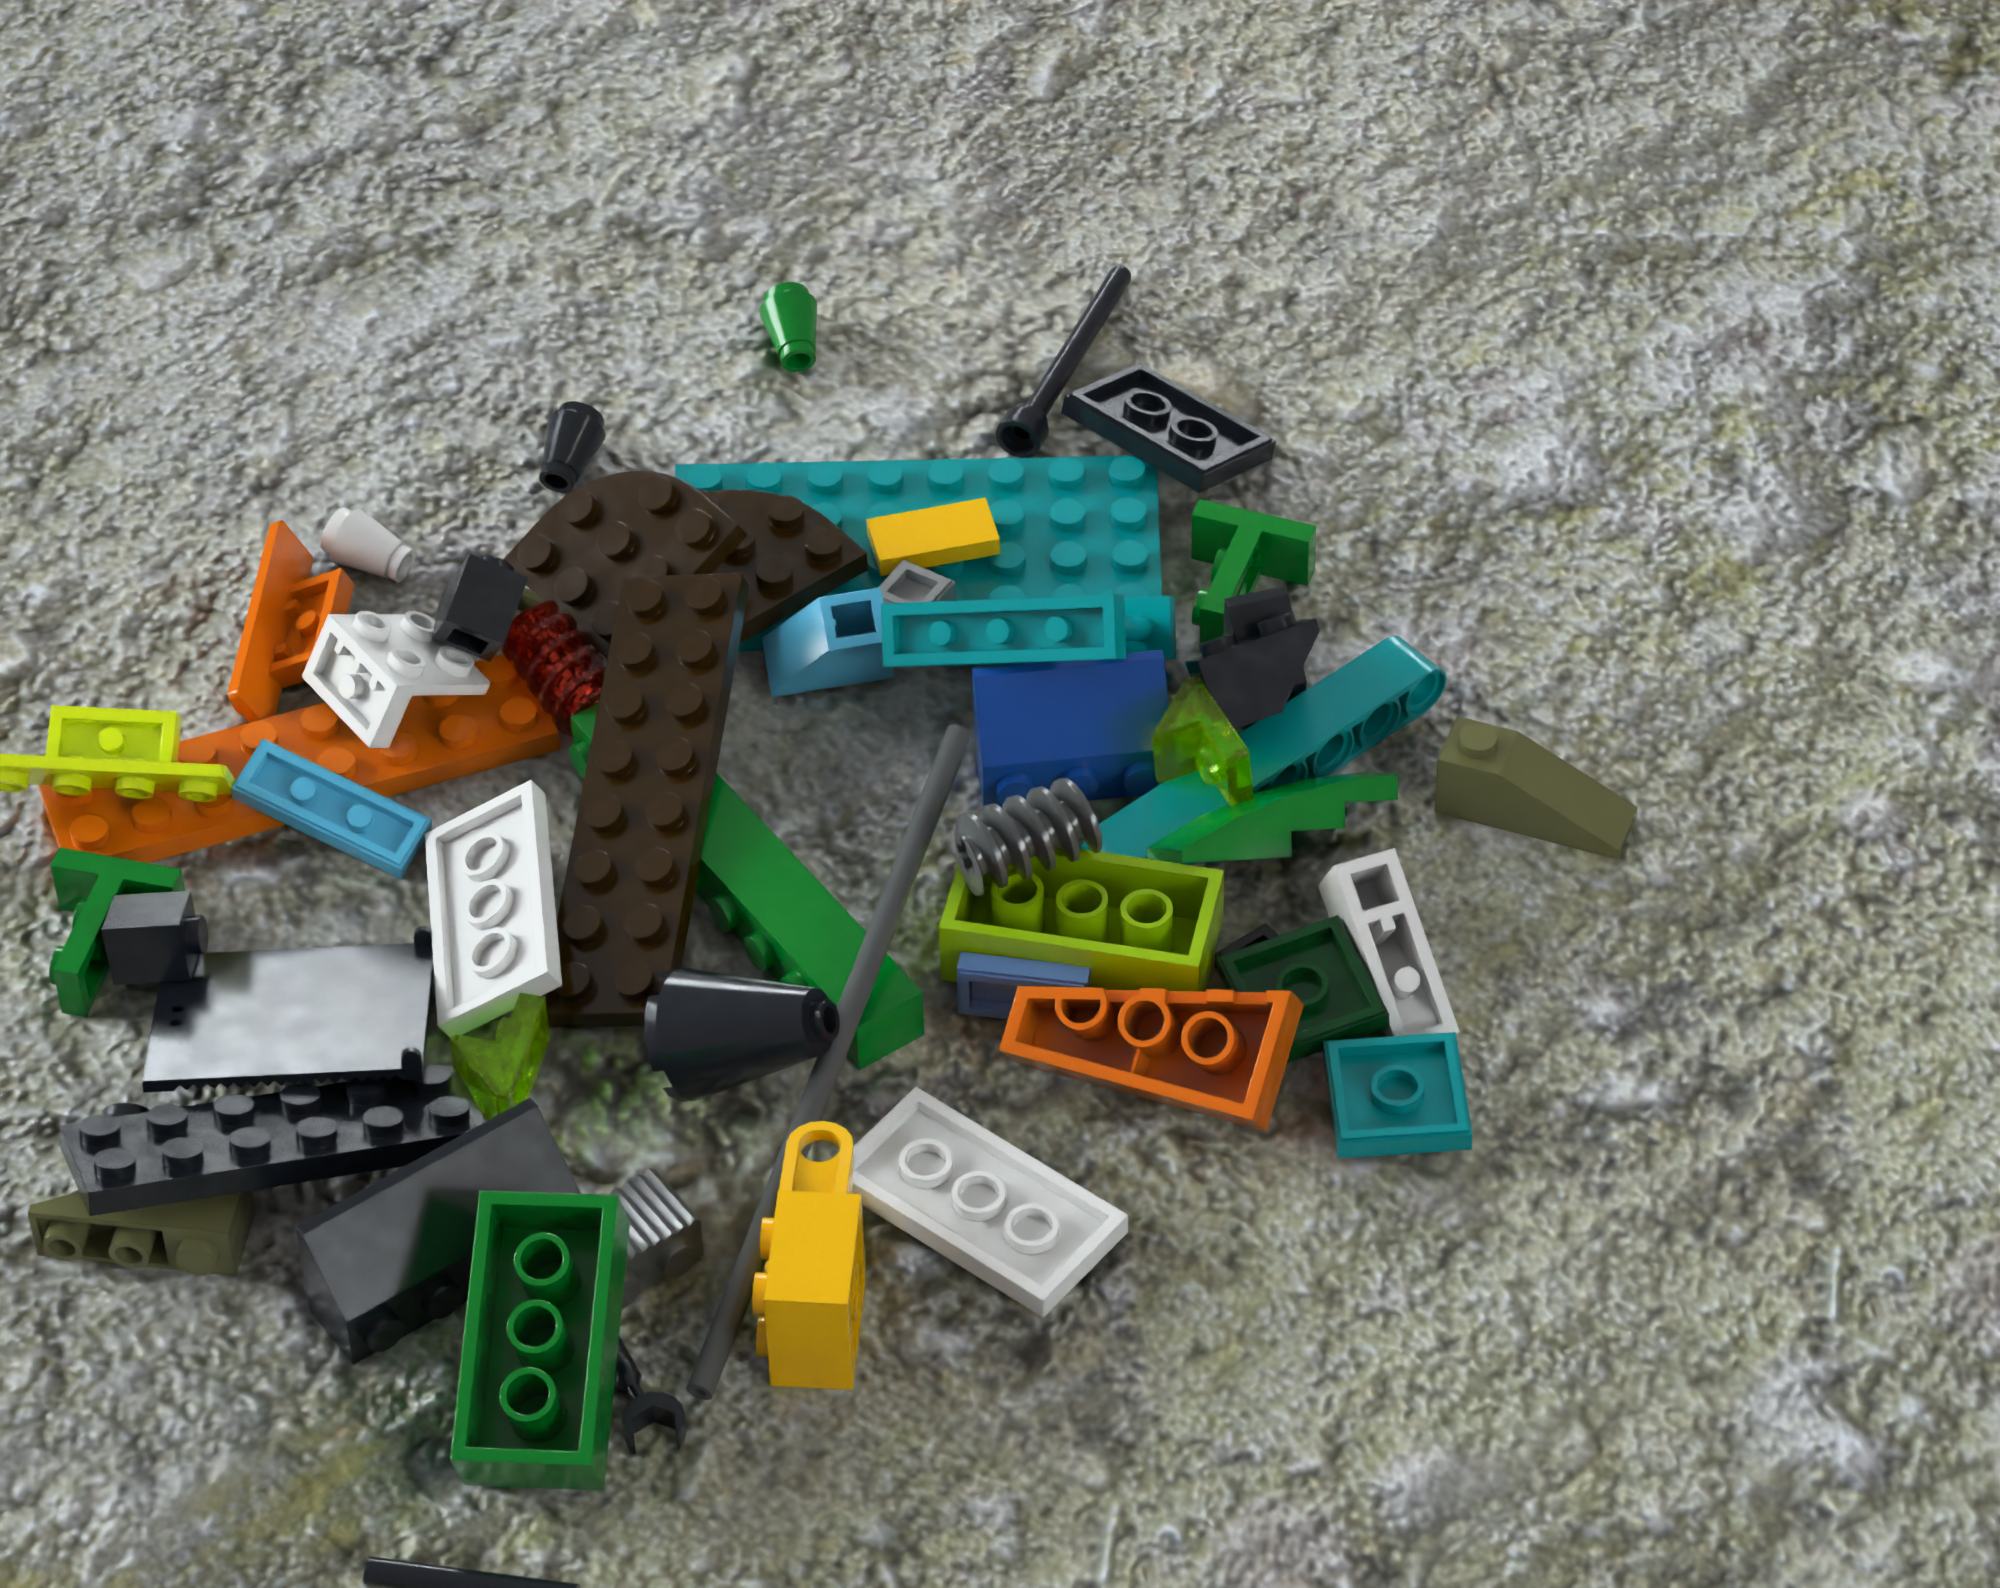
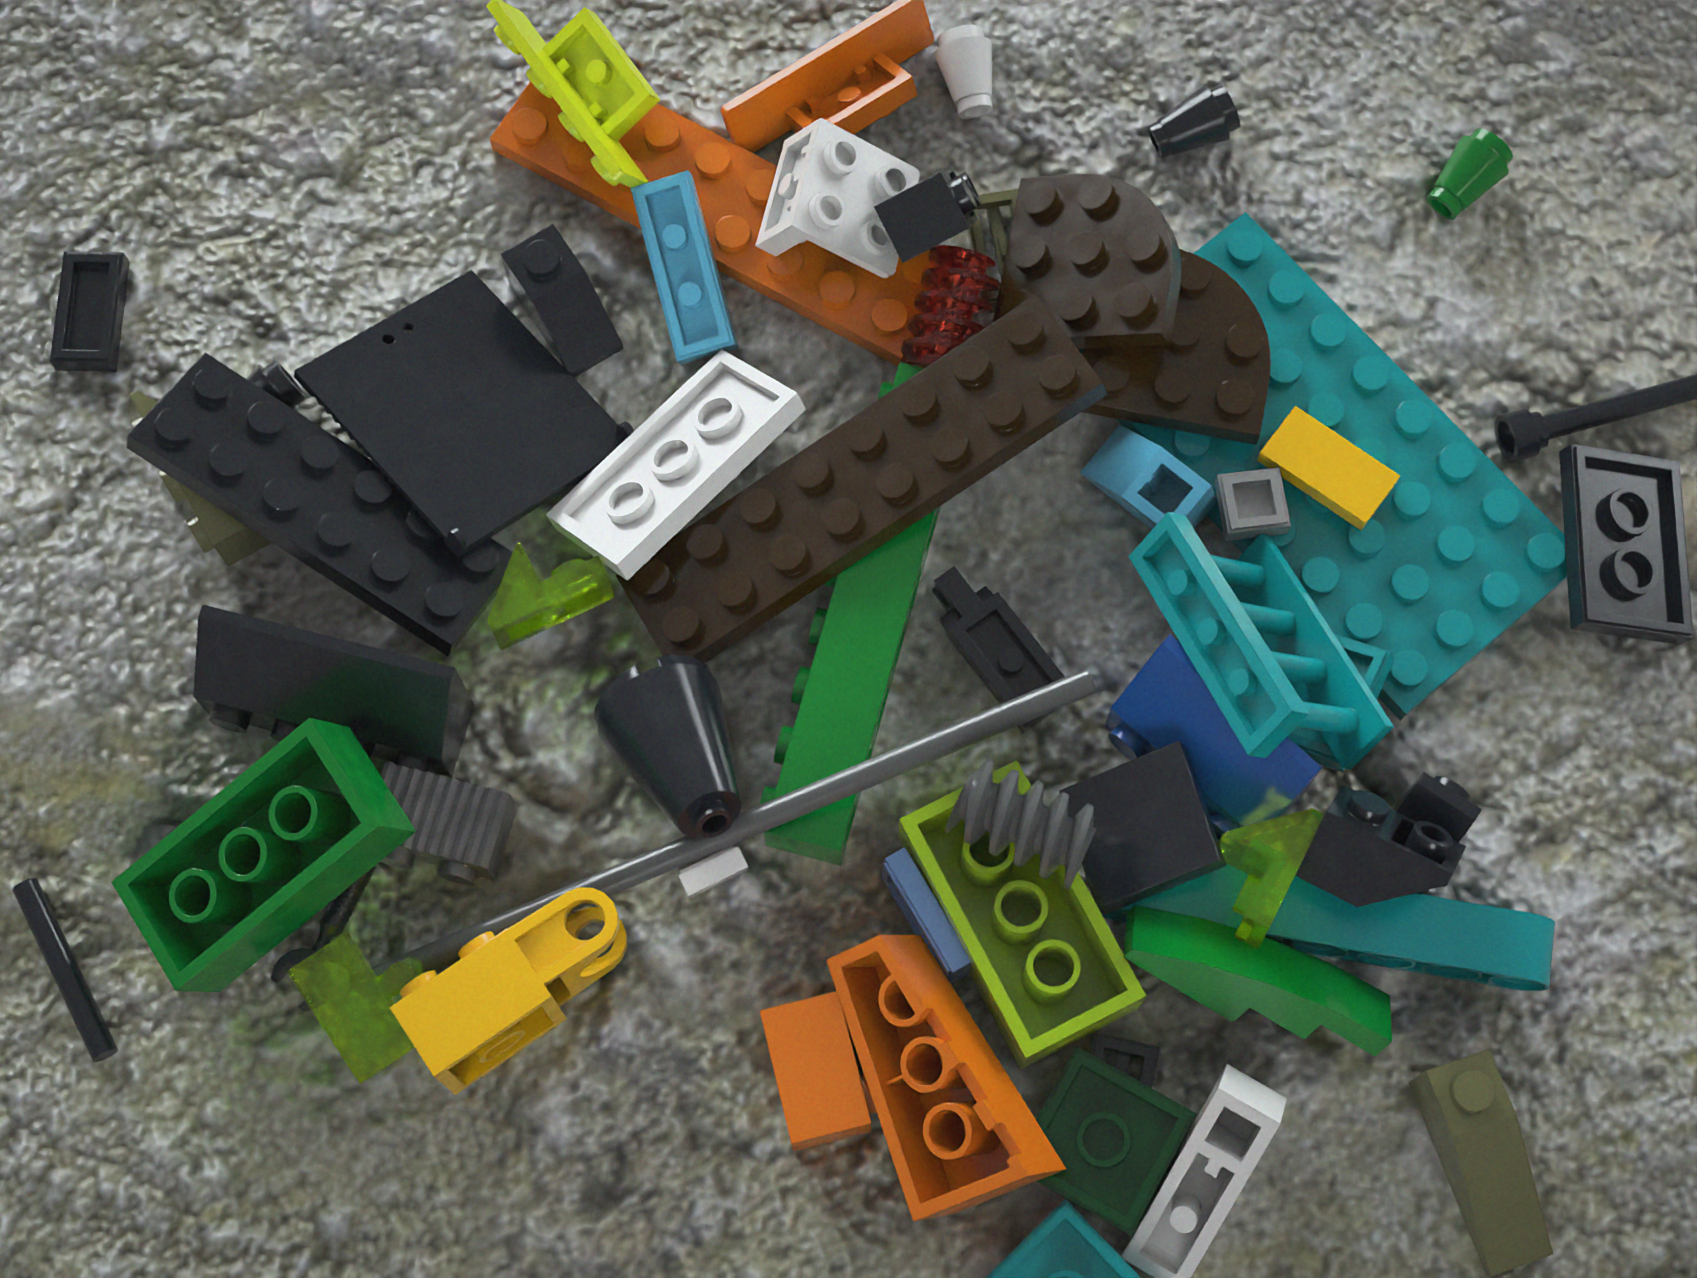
camera: 50 degrees right, 25 degrees up
(86, 887) = (449, 207): green bracket -> none
(153, 937) = (455, 254): black brick -> none
(264, 902) = (561, 300): none -> black slope
(718, 1384) = (356, 1003): none -> clear neon green plate
(847, 819) = (993, 641): none -> black hinge
(851, 1090) = (712, 871): none -> white tile
(983, 1202) = (691, 1053): white plate -> none
(1078, 1127) = (817, 1071): none -> orange brick
(1118, 779) = (1148, 828): none -> black tile
(1242, 549) = (1545, 711): green bracket -> none

